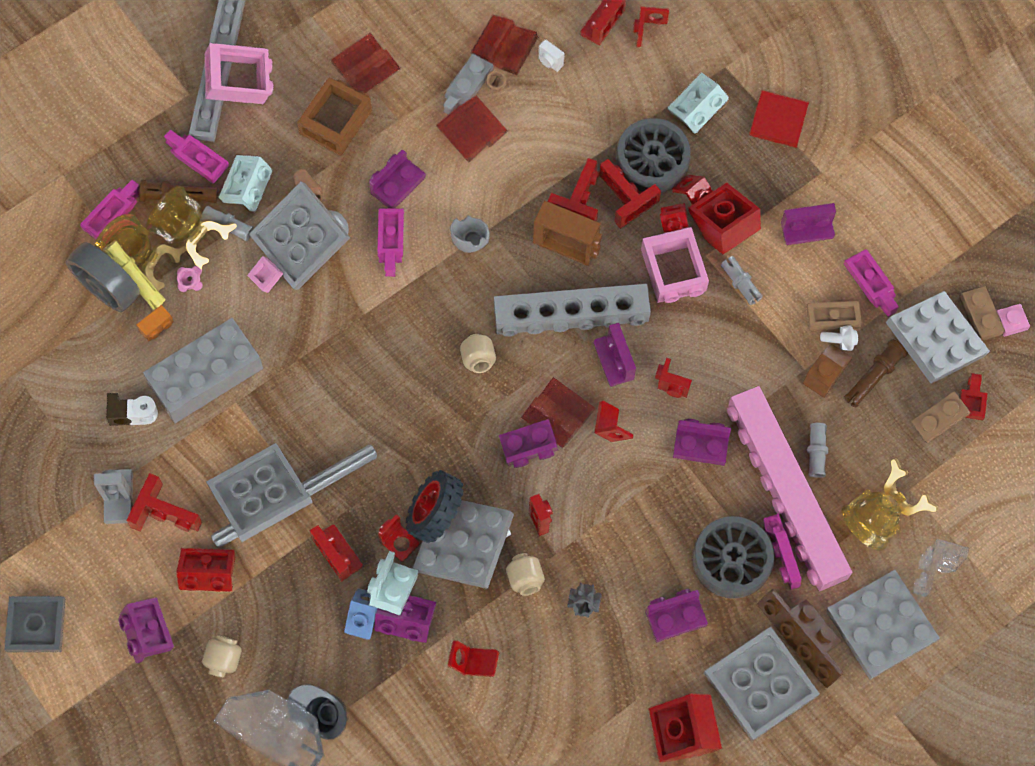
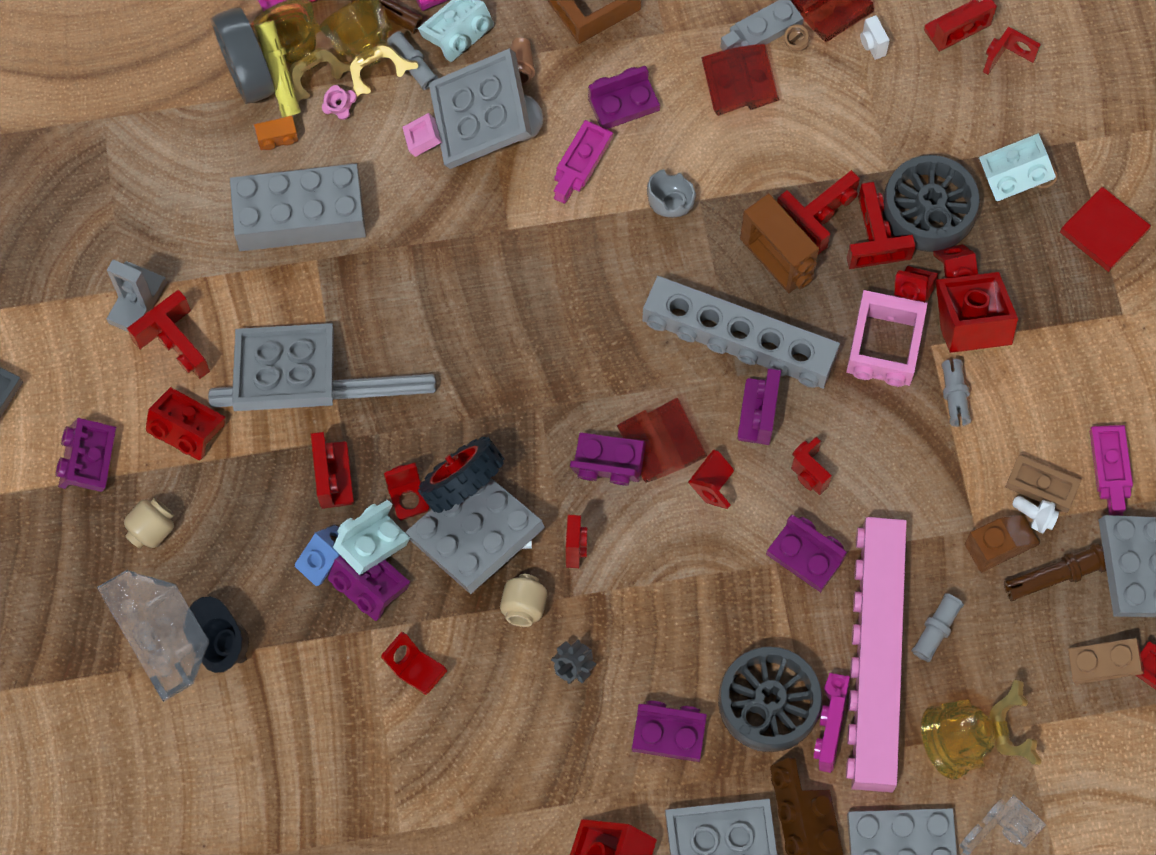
camera: 30 degrees right, 0 degrees up
(130, 411) = (197, 215): leg -> none
(478, 353) = (607, 331): tan head -> none
(808, 224) = (1070, 364): magenta bracket -> none

